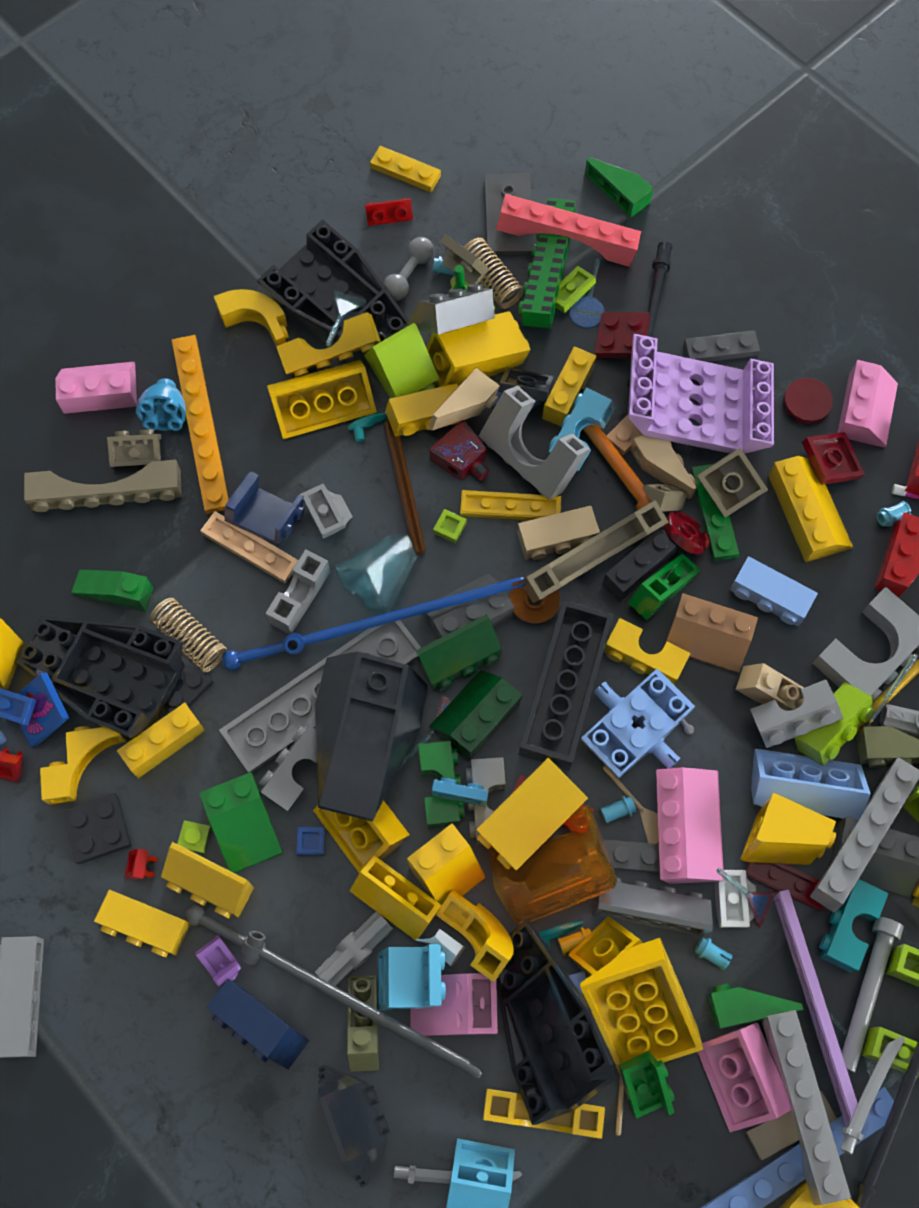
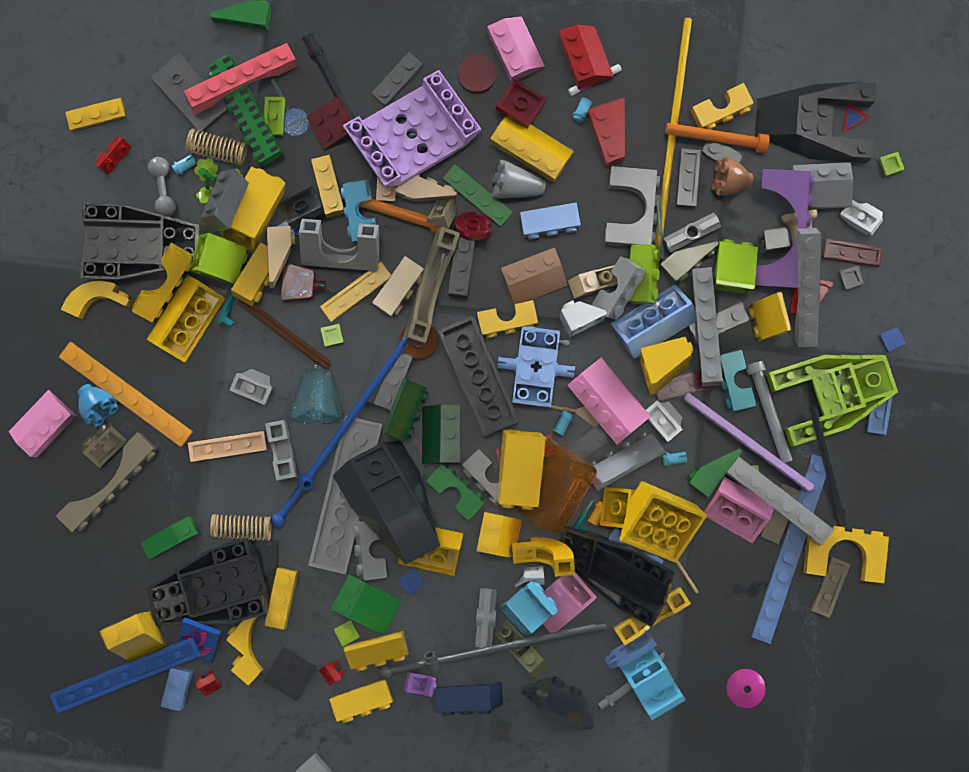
camera: 35 degrees left, 15 degrees up
(262, 512) = (217, 419): dark blue panel -> none
(345, 304) = (146, 245): clear light blue piece -> none
(395, 898) = (485, 573): yellow brick -> none
(449, 789) = (479, 484): dark azure plate -> none
(457, 255) = (195, 158): dark tan bracket -> none
(485, 1134) = (627, 653): none -> medium blue hinge
(646, 1085) = (691, 557): green bracket -> none
(663, 586) = (485, 268): green slope -> none
(731, 709) = (580, 316): none -> white slope
(732, 482) = (475, 172): dark tan slope -> none
(759, 901) = (677, 410): clear light blue piece -> none
(767, 526) = (515, 182): none -> light grey cone
(853, 1131) = (812, 495): light grey sword -> none

